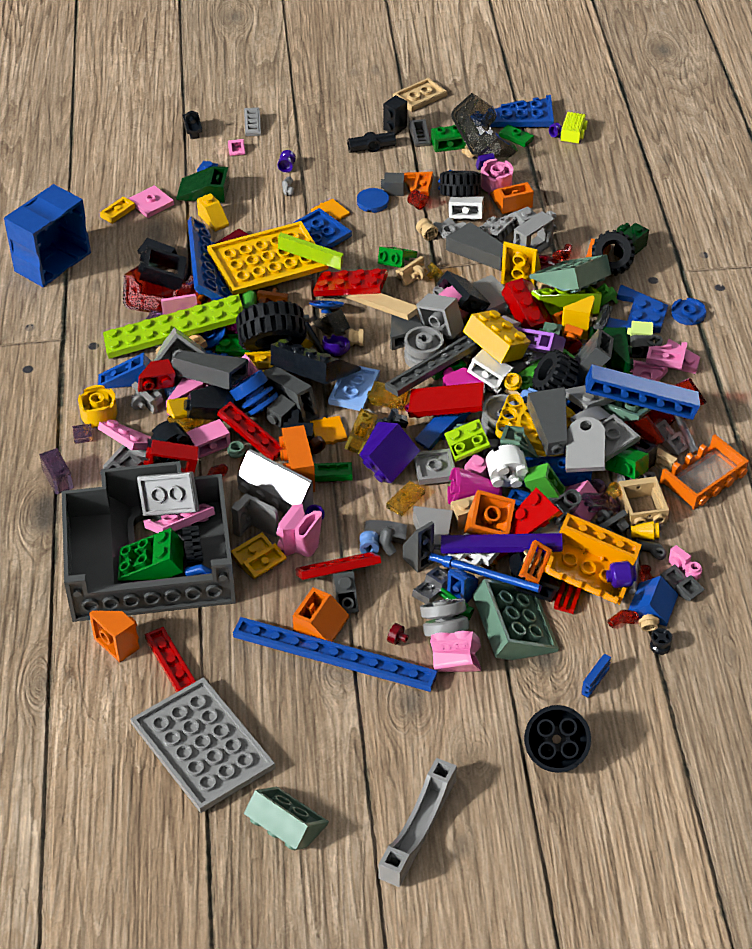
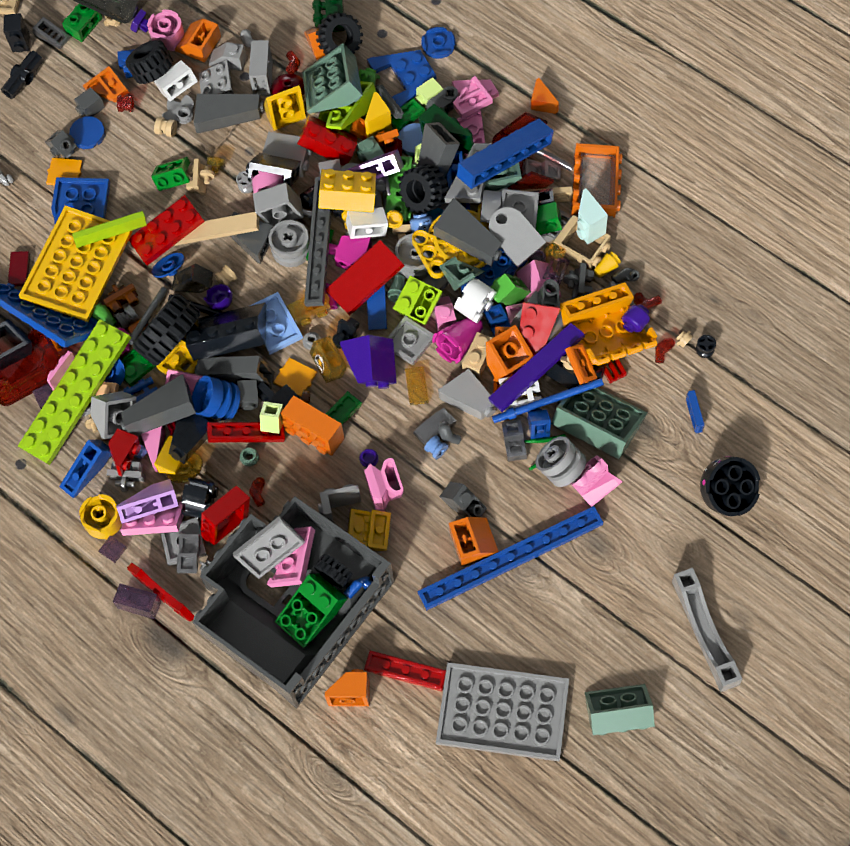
camera: 40 degrees left, 20 degrees up
(76, 466) = (165, 597): none -> red tile
(133, 418) = (148, 501): none -> lavender slope
(210, 438) = (219, 465): bright pink brick -> none
(272, 430) = (270, 417): none -> yellowish green brick
(274, 483) = (320, 463): slope -> none
(337, 565) = (439, 487): red tile -> none
(348, 186) = (61, 144): none -> dark grey brick
(397, 634) = (536, 502): dark red tile -> none
(419, 546) = (479, 420): dark grey slope -> none
(654, 598) = (668, 318): blue slope -> none
(658, 479) = (591, 219): none -> light aqua slope
(683, 562) = (655, 268): bright pink plate -> none
(684, 586) = (670, 288): dark grey slope -> none
(724, 394) = (543, 99): none -> orange slope

